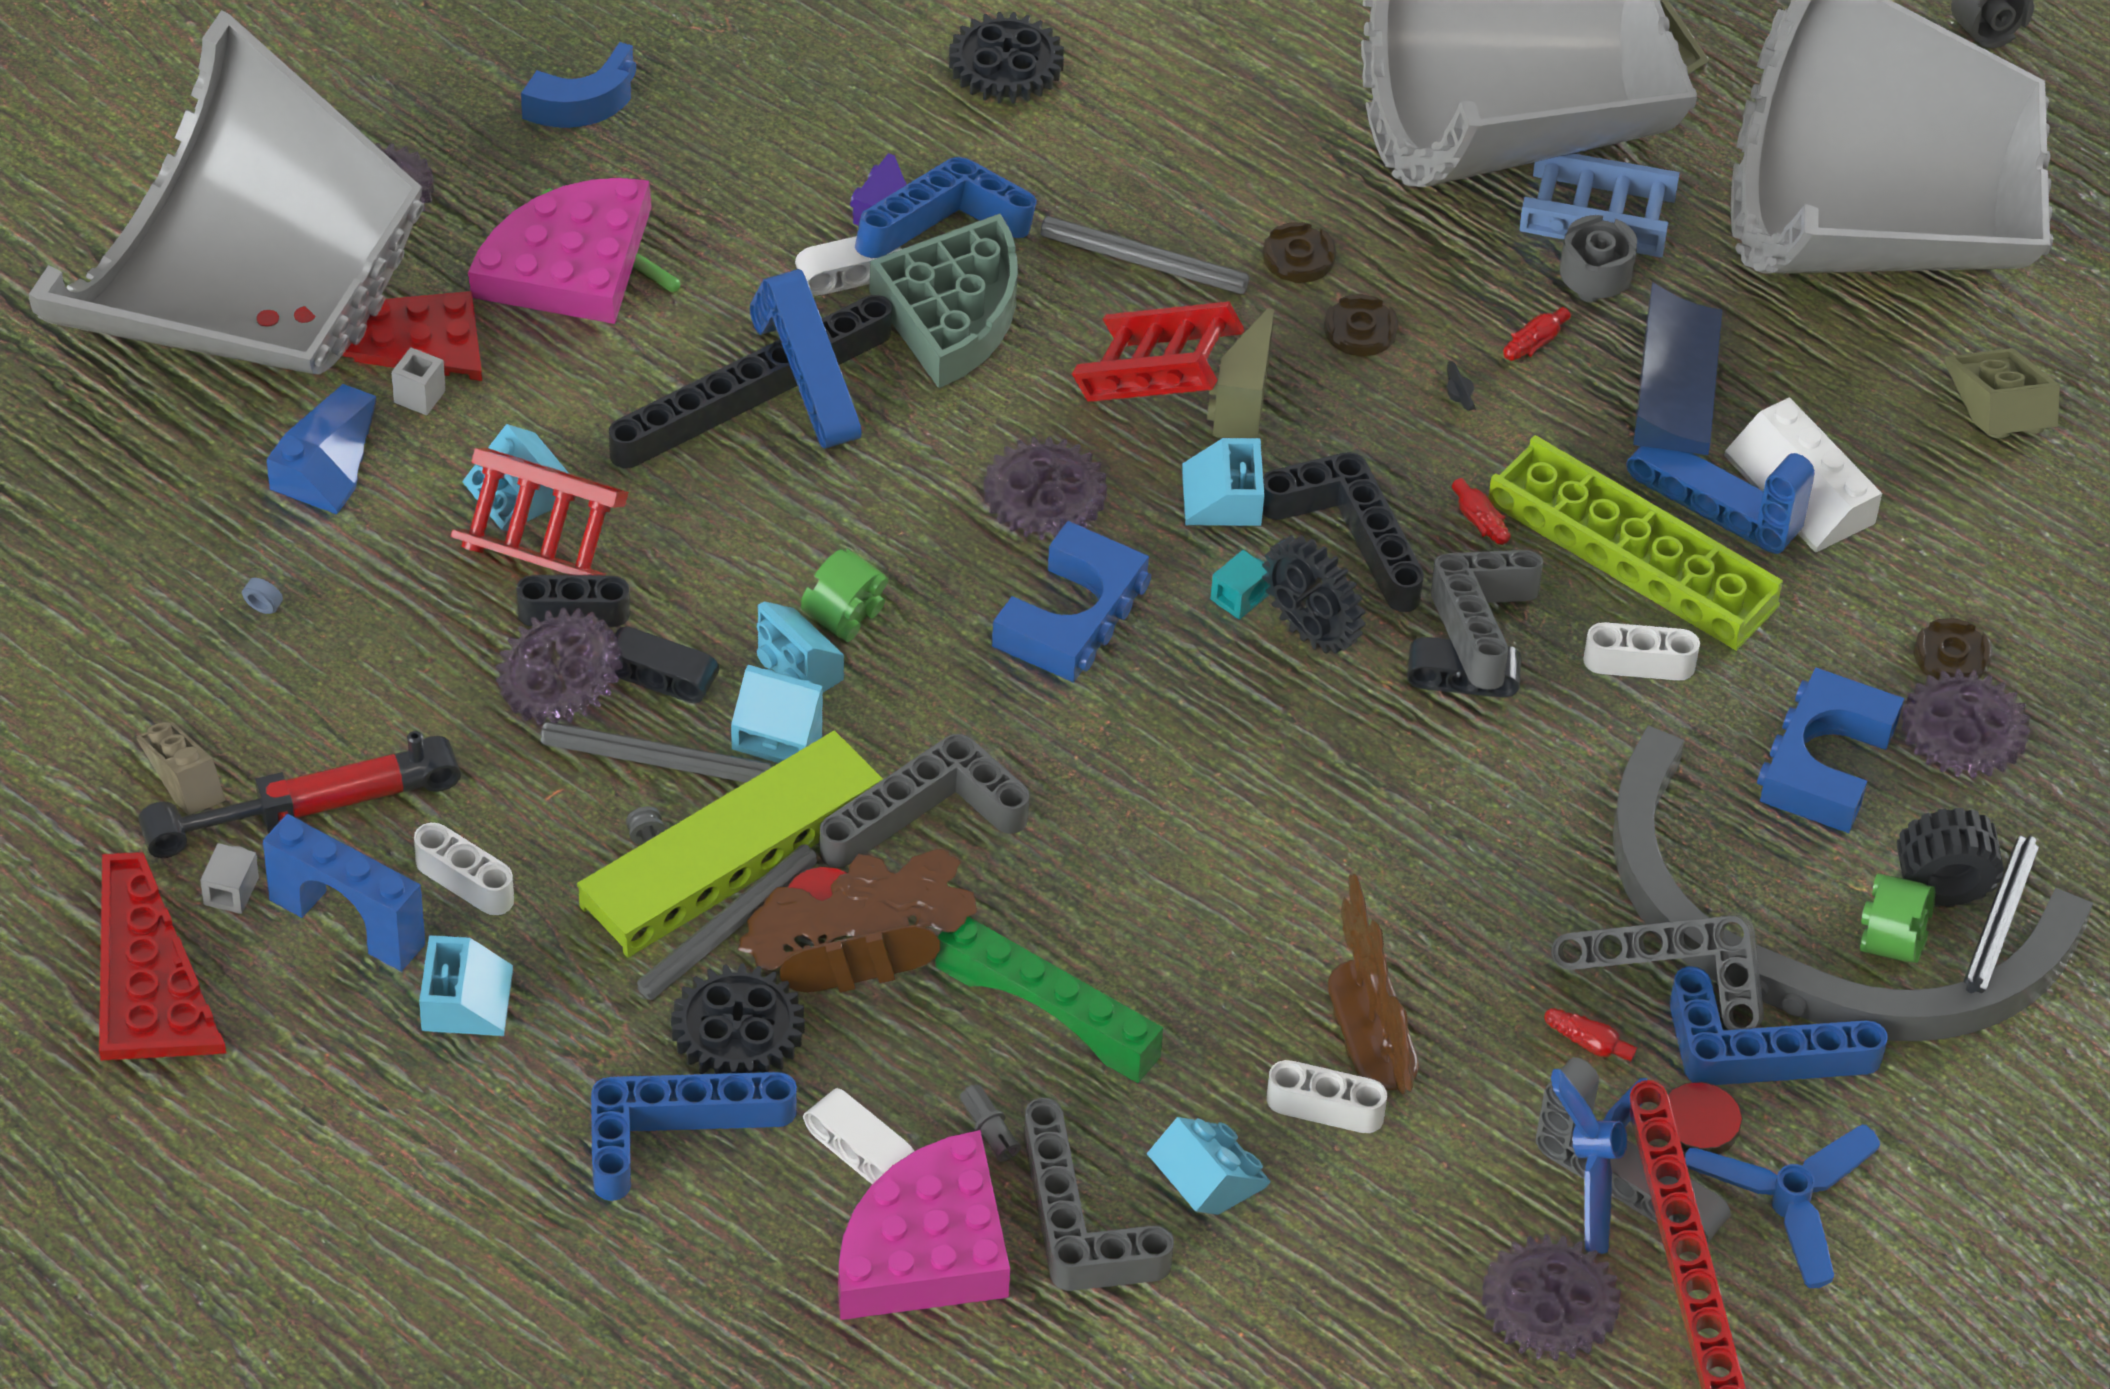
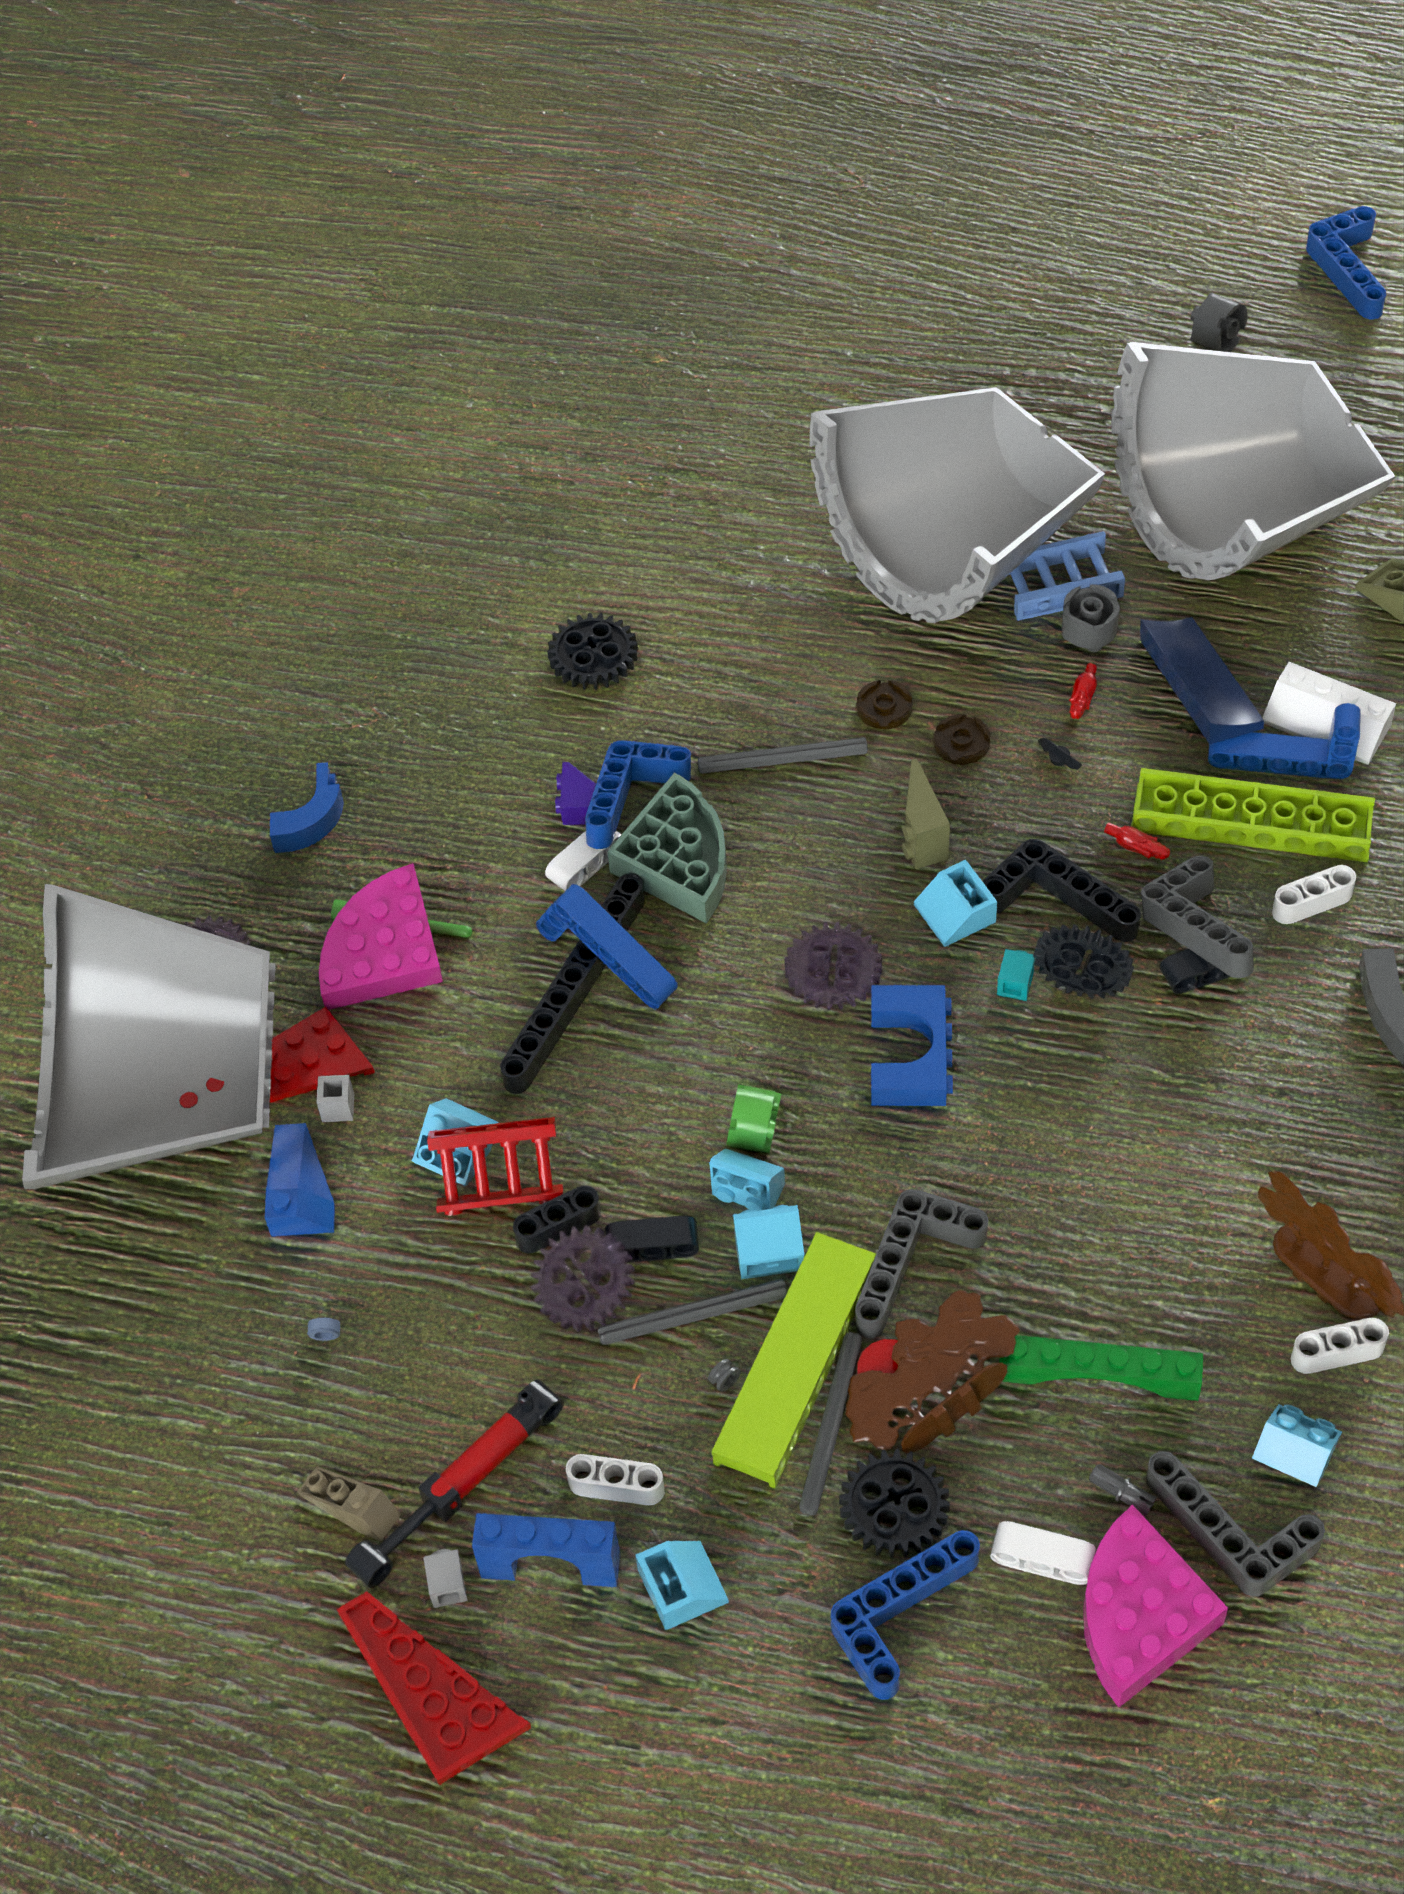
camera: 20 degrees left, 5 degrees up
(1164, 373) = (863, 846): red fence -> none

